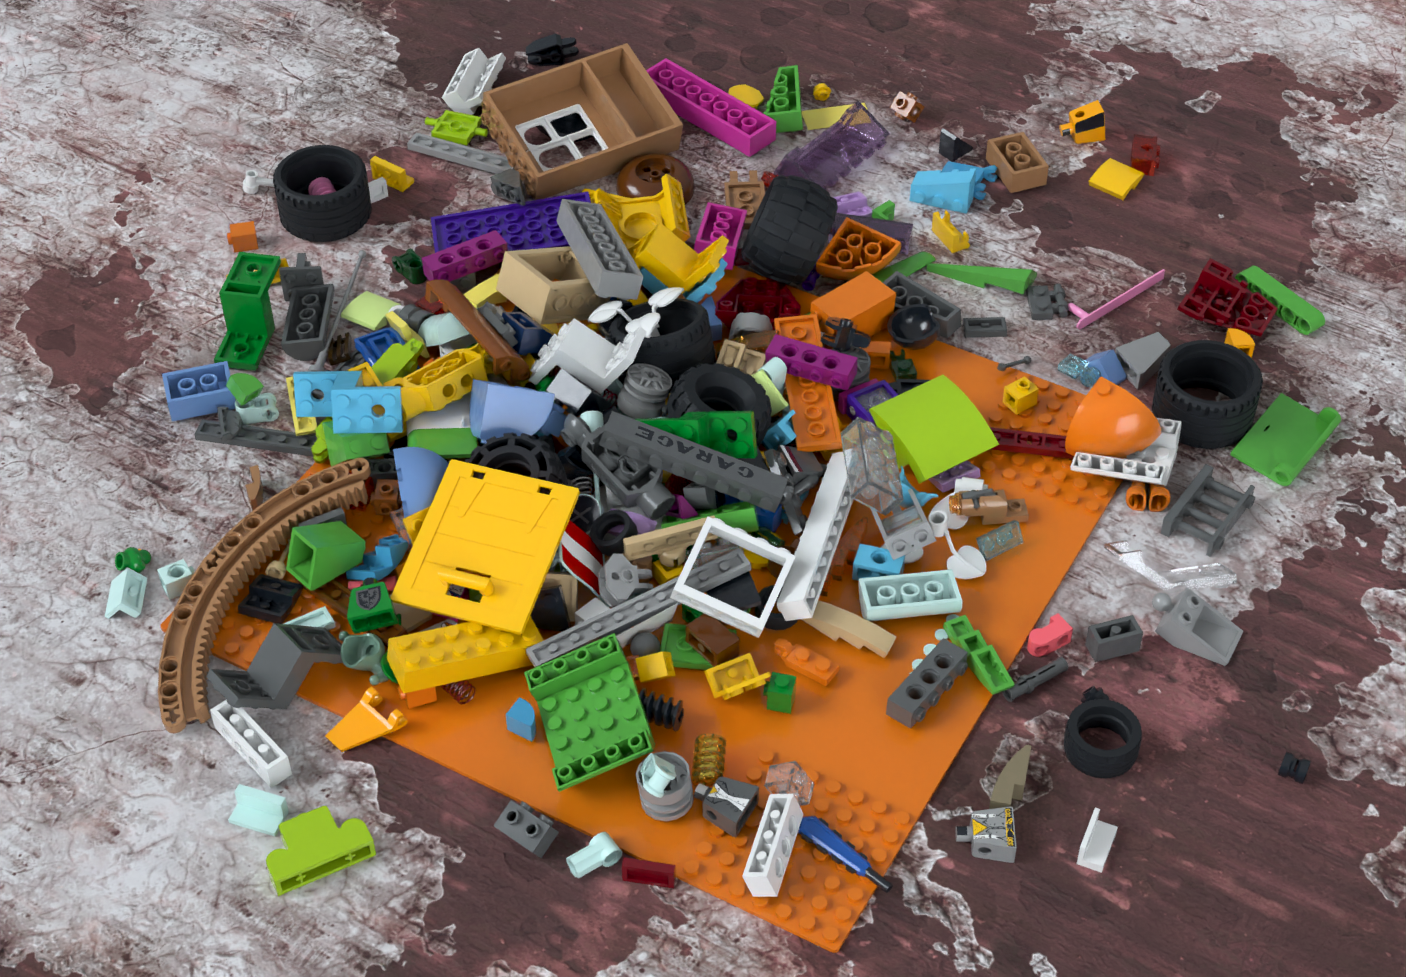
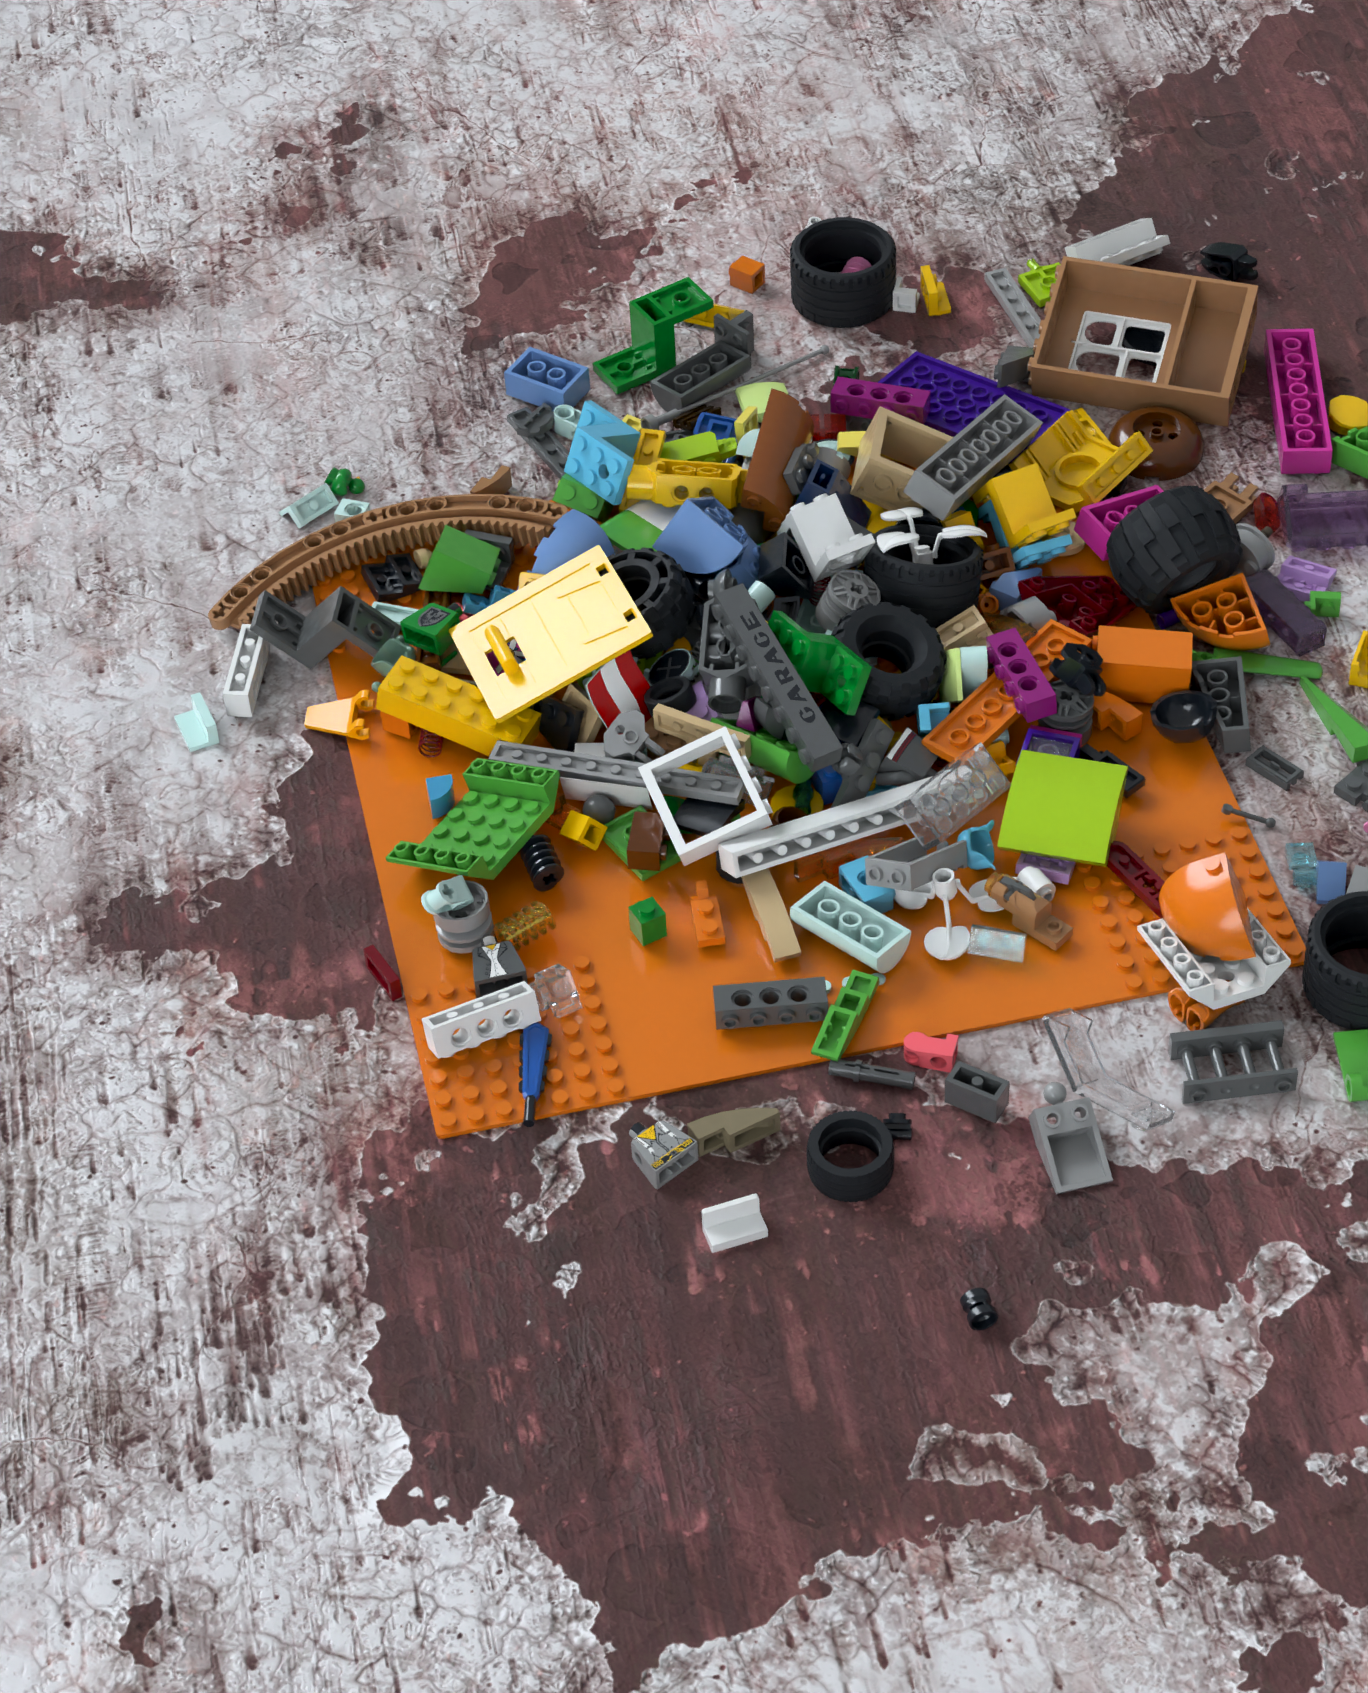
camera: 50 degrees right, 0 degrees up
(244, 387) = (569, 397): bright green brick -> none
(316, 849) = (197, 777): lime brick -> none
(525, 828) = (341, 873): dark grey brick -> none
(600, 851) = (369, 932): light aqua piece -> none
(731, 677) = (629, 881): yellow bracket -> none
(902, 367) = (1136, 748): clear green plate -> none
(1020, 395) = (1201, 841): yellow brick -> none

